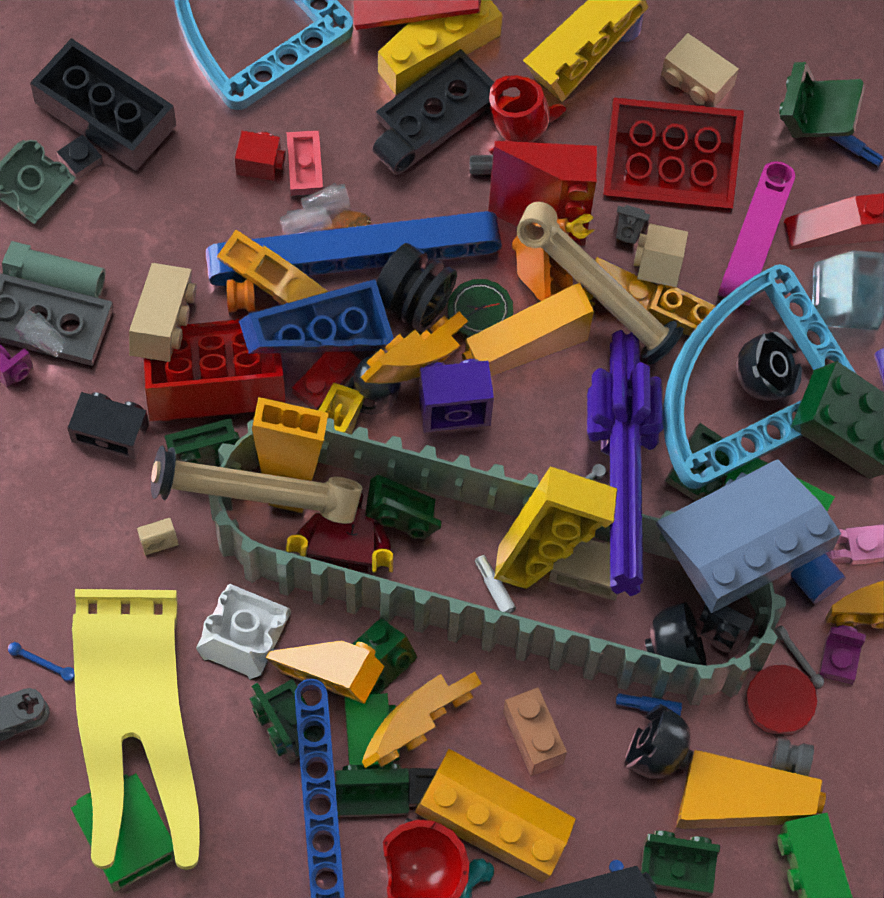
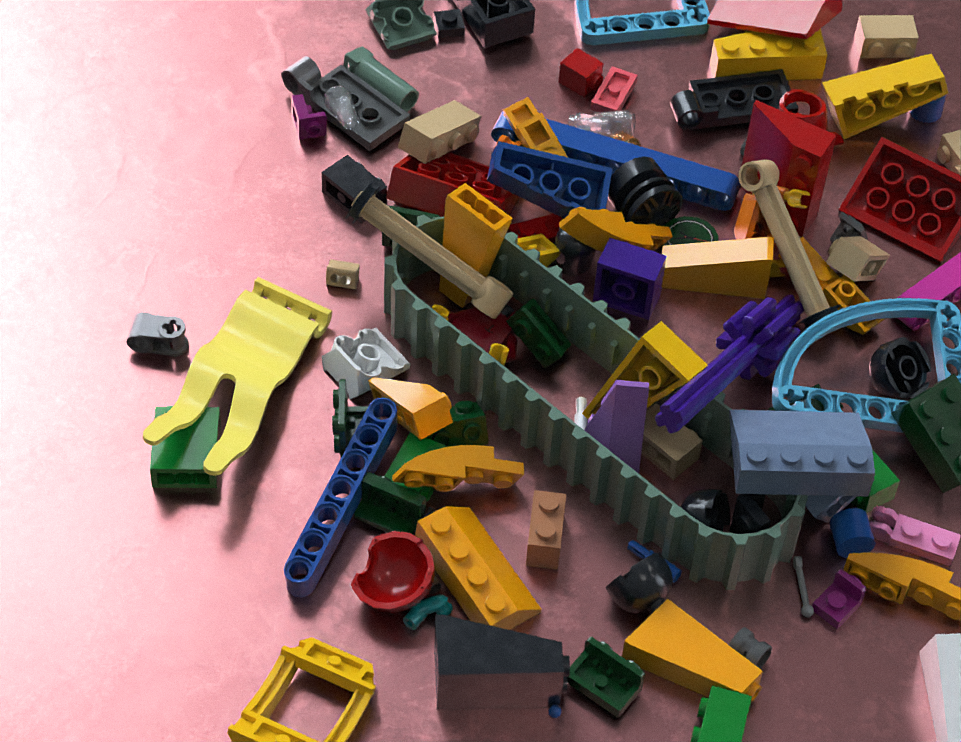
camera: 30 degrees right, 15 degrees down
(66, 673) = (190, 298): blue hinge -> none
(558, 594) = (622, 421): none -> medium lavender wedge
(781, 700) = (767, 608): red tile -> none

